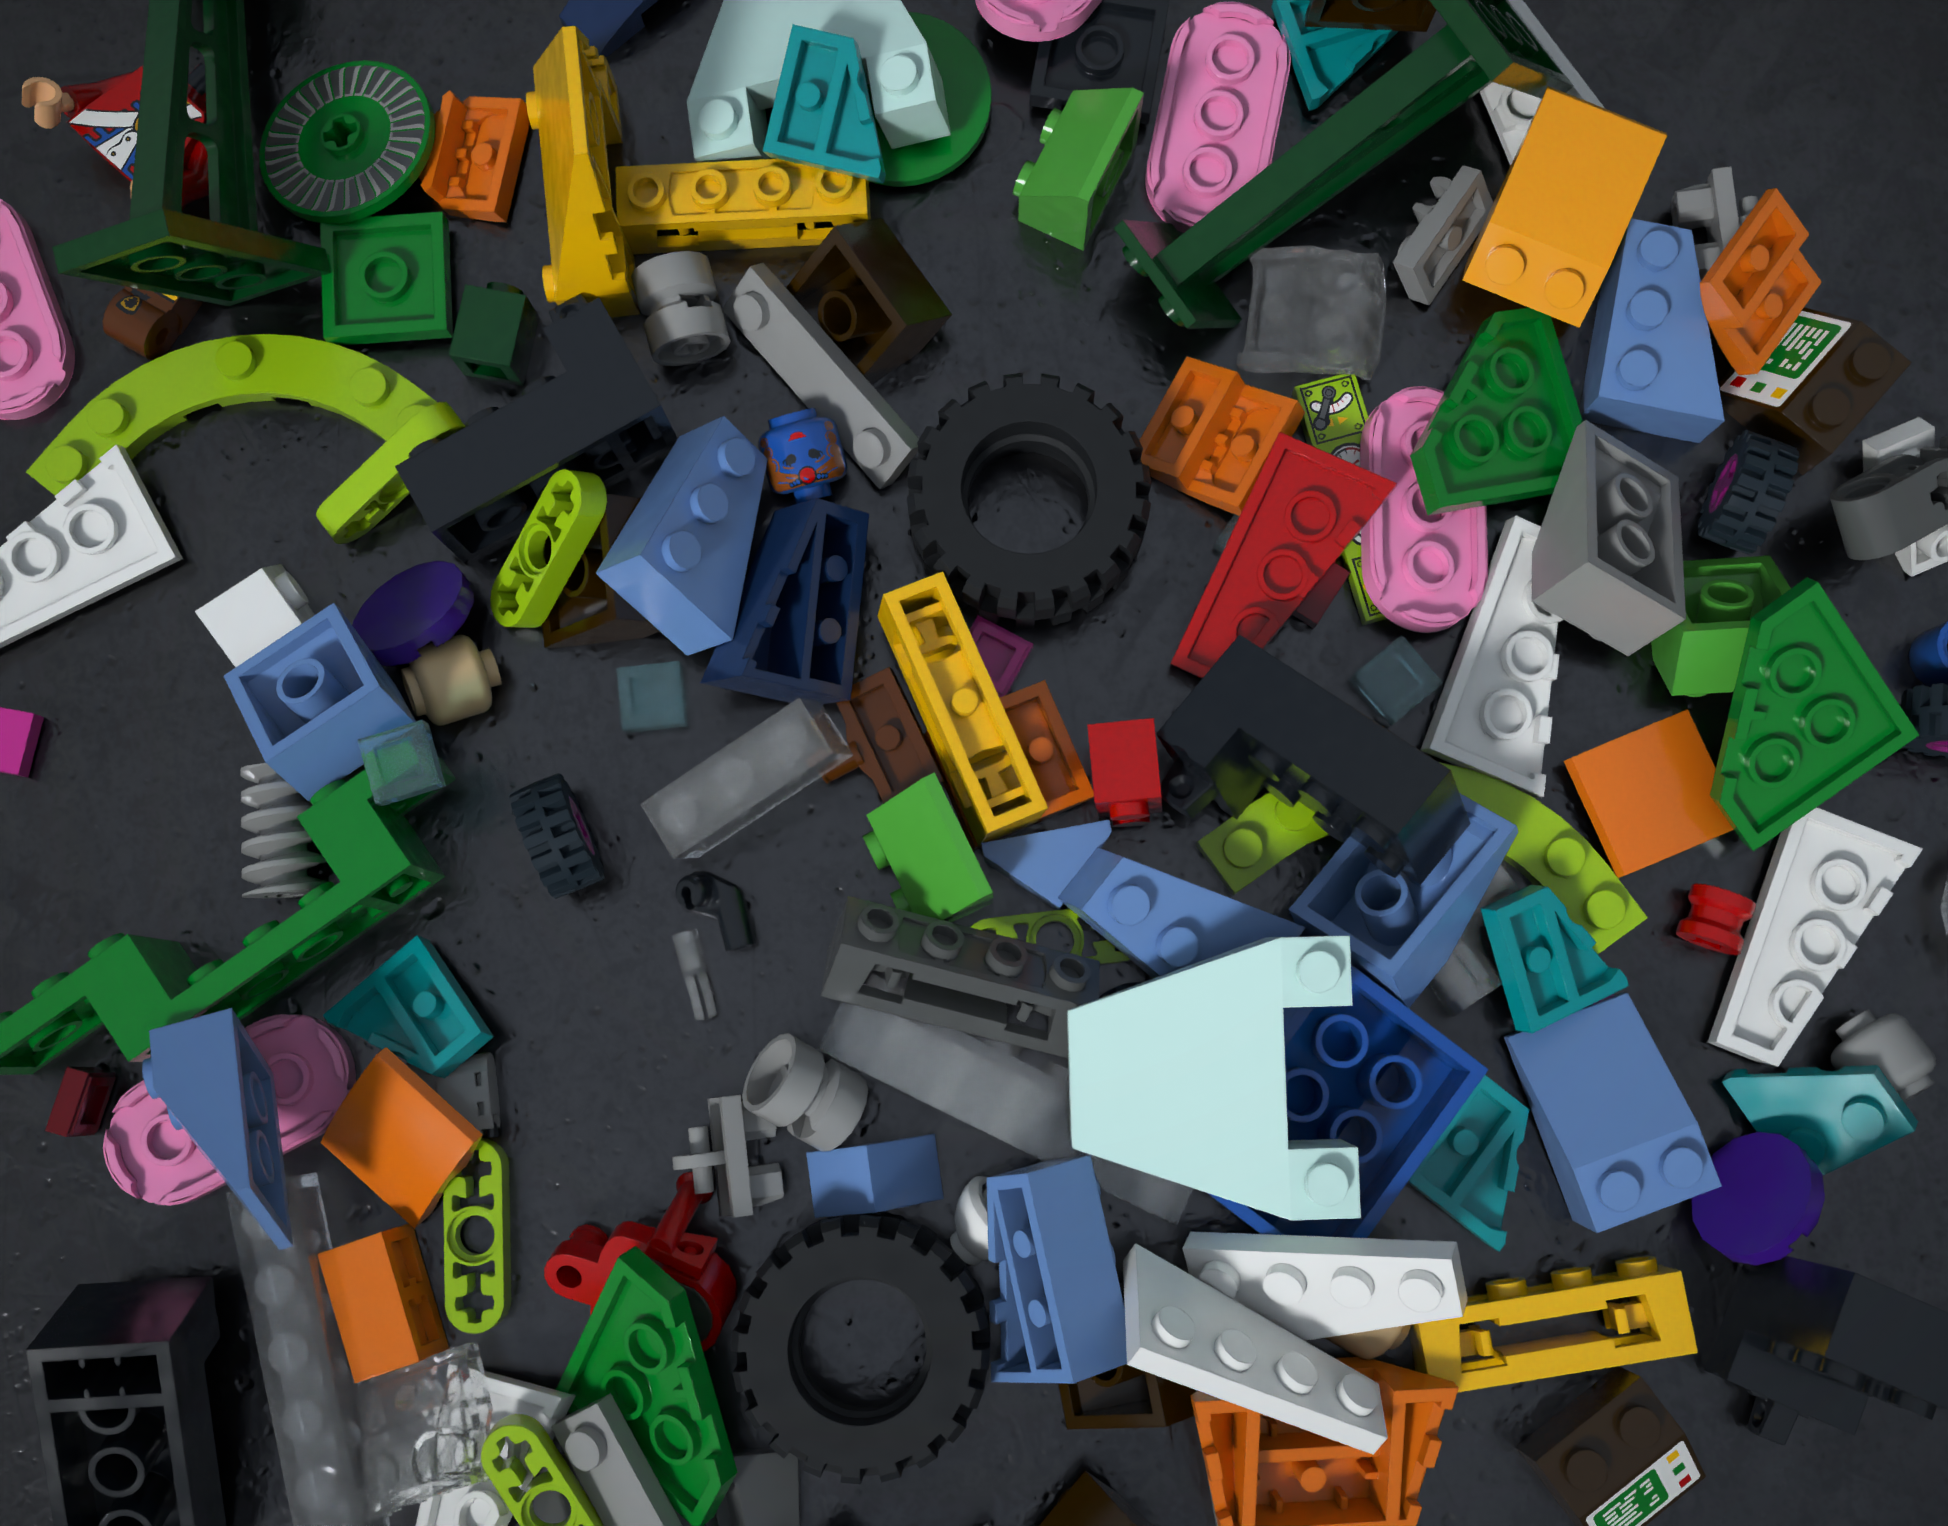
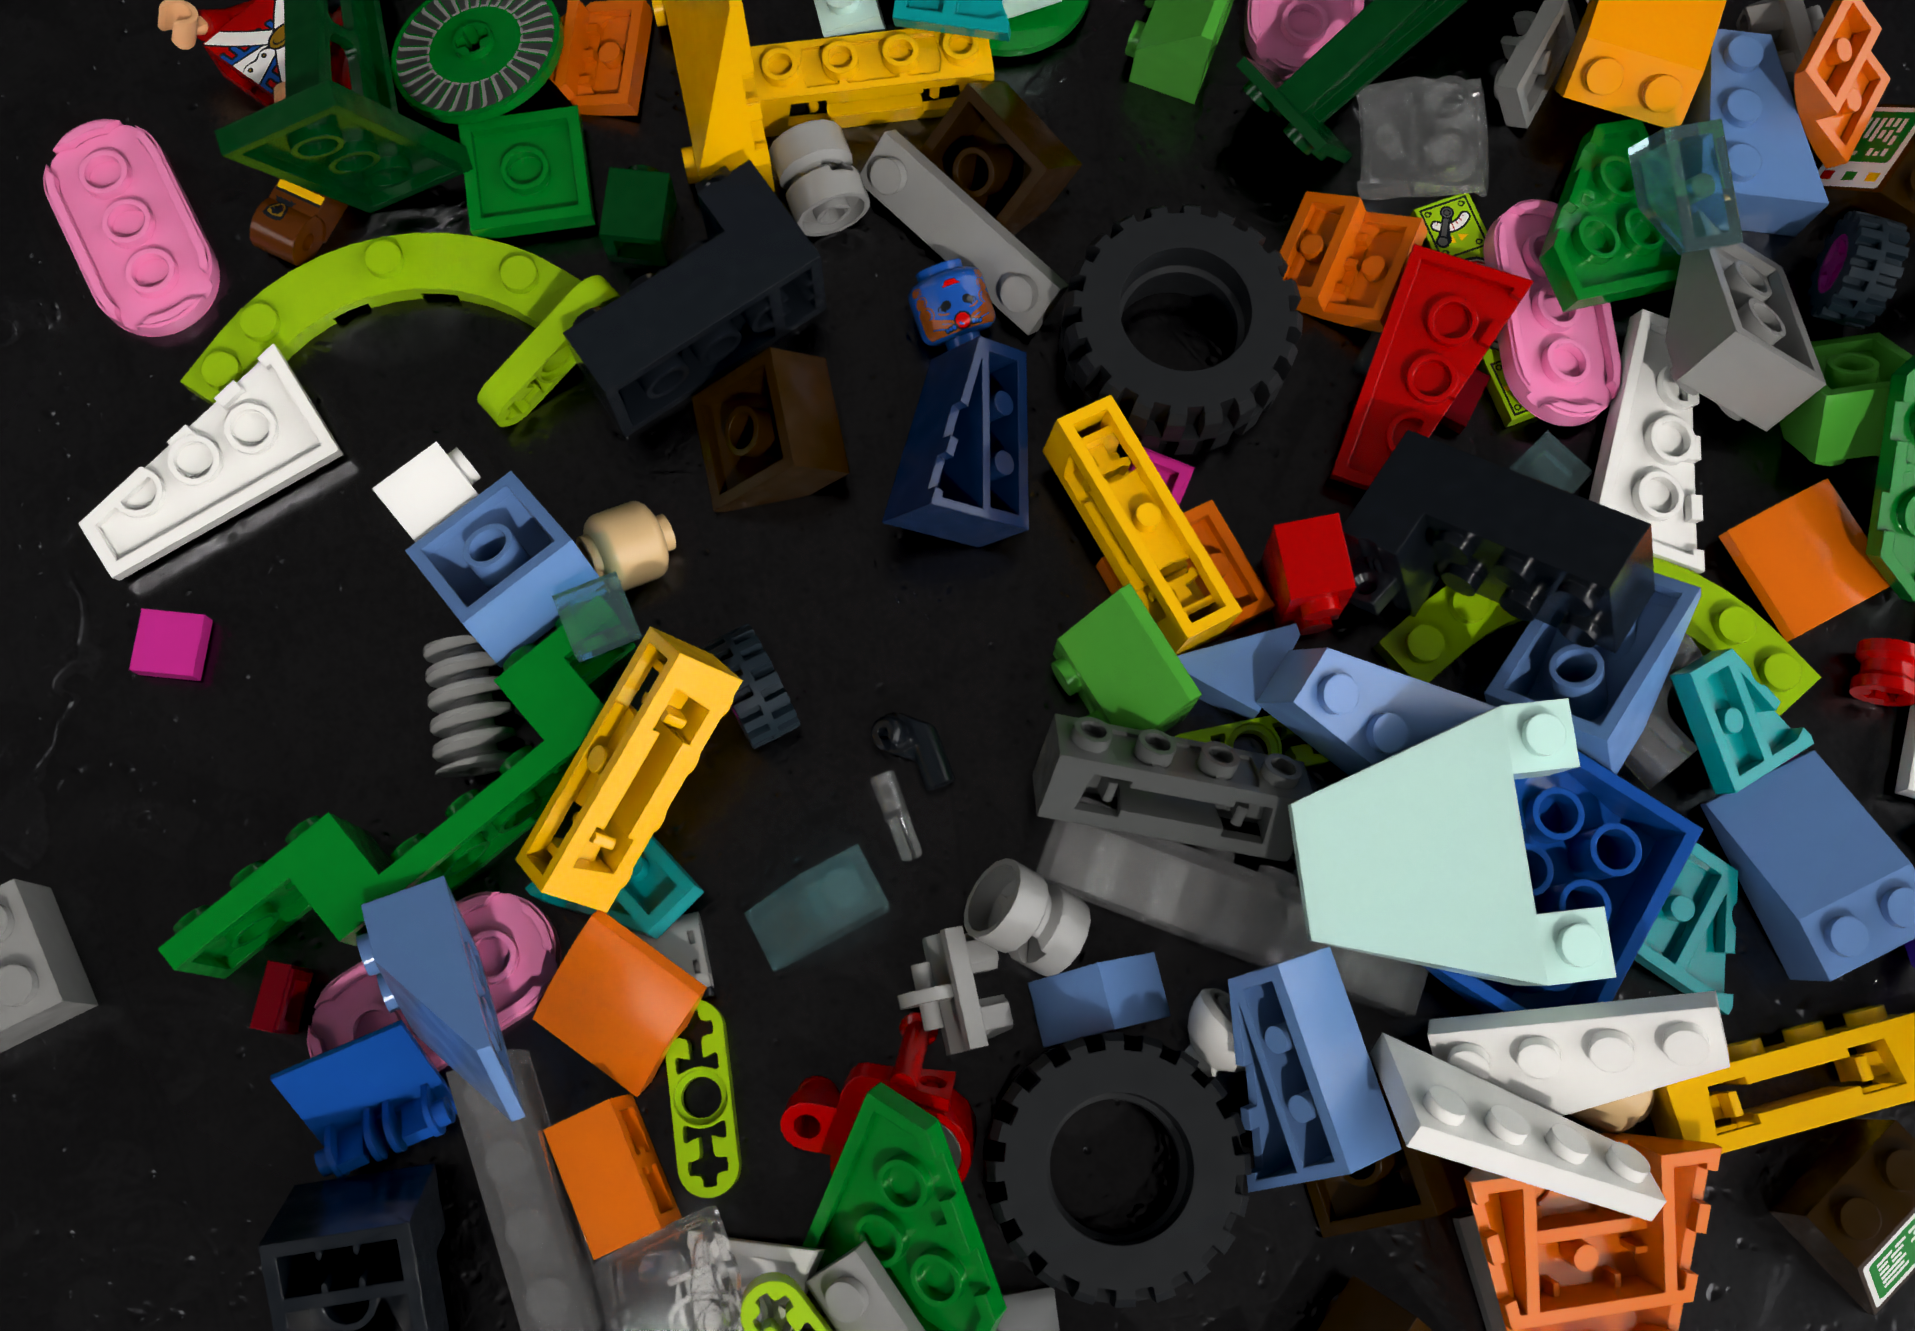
camera: 15 degrees left, 5 degrees down
(152, 1210) = (367, 1097): none -> blue hinge
(412, 610) = (588, 479): dark purple tile -> none
(421, 918) = (628, 771): none -> yellow brick
(567, 514) = (694, 448): lime beam -> none
(607, 1060) = (817, 908): none -> clear light blue slope
(652, 697) = (825, 549): clear light blue tile -> none
(692, 538) = (858, 387): medium blue wedge -> none
(746, 779) = (933, 615): clear brick -> none
(884, 737) = (1058, 568): reddish brown plate -> none
(1573, 396) = (1687, 186): none -> clear light blue slope

